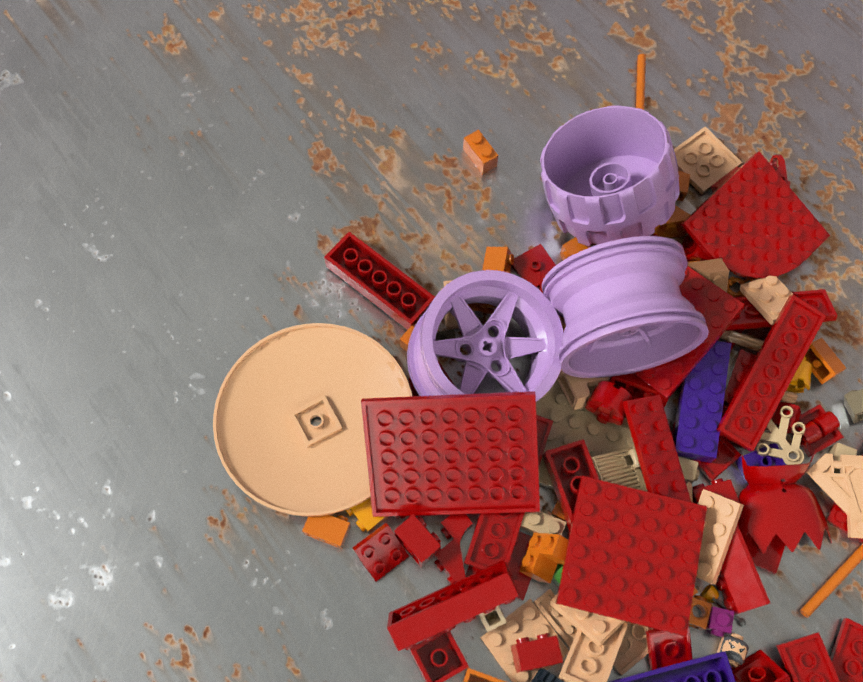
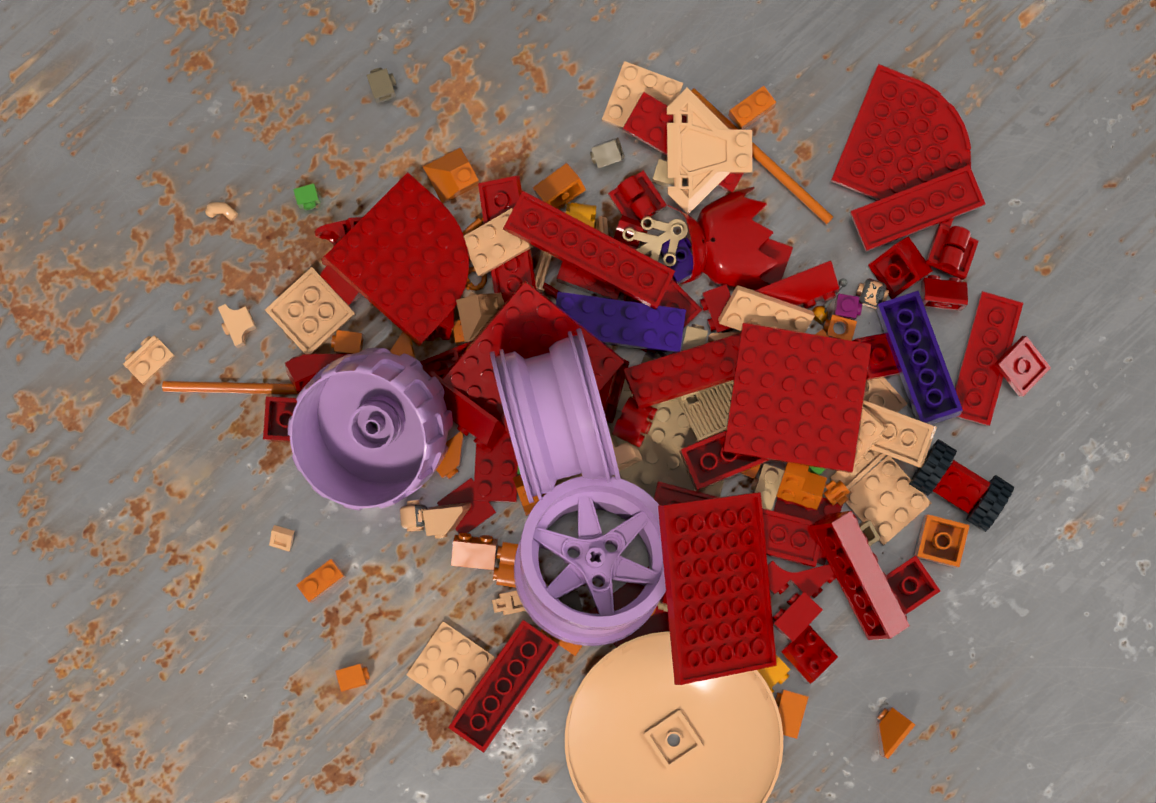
camera: 90 degrees left, 15 degrees up
(298, 626) = (891, 730): none -> orange slope
(399, 169) = (352, 677): none -> orange brick
(403, 243) = (451, 666): none -> light nougat plate
(517, 127) = (281, 538): none -> light nougat plate
(526, 245) = (444, 518): none -> light nougat slope
(529, 224) = (412, 516): none -> light nougat head
(535, 592) = (836, 492): none -> orange gear
(536, 653) = (897, 489): red brick -> none
(663, 47) = (148, 359): none -> light nougat bracket
(692, 107) = (237, 323): none -> light nougat brick
(786, 98) = (220, 208): none -> light nougat arm
(801, 163) = (307, 197): none -> bright green plate
(825, 275) = (451, 175): none -> orange slope

